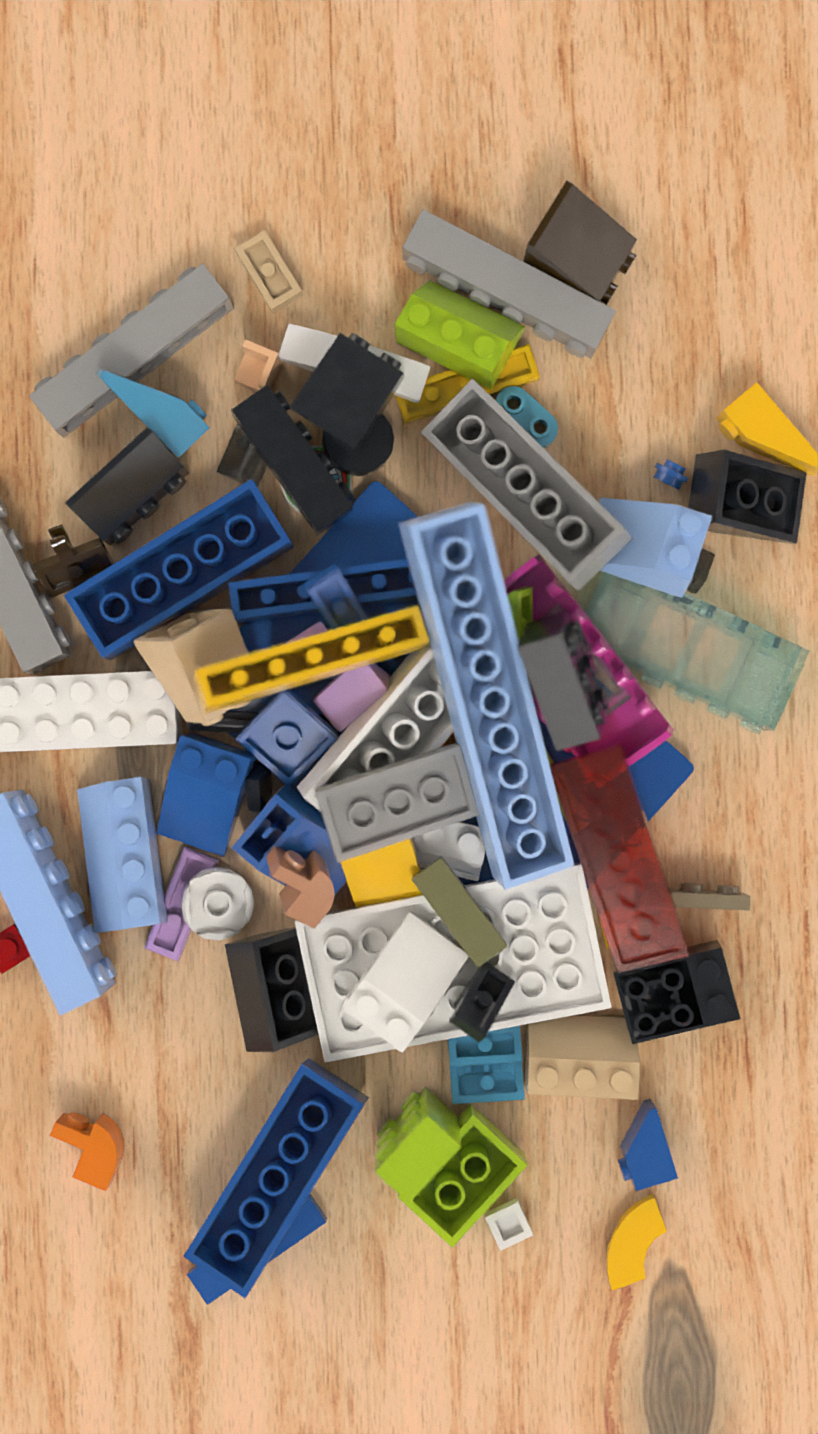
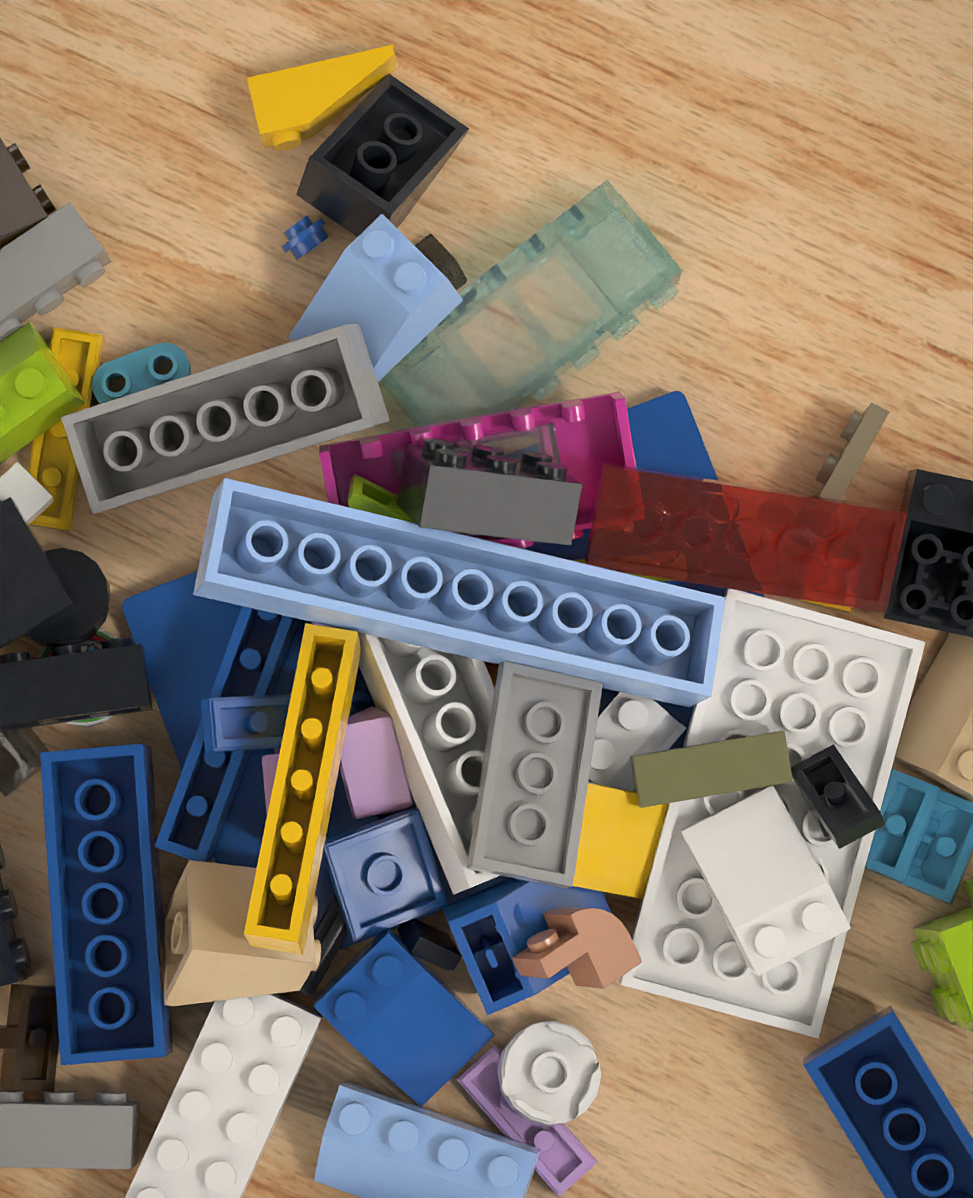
camera: 60 degrees left, 5 degrees down
(271, 990) = (693, 1059): black slope -> none

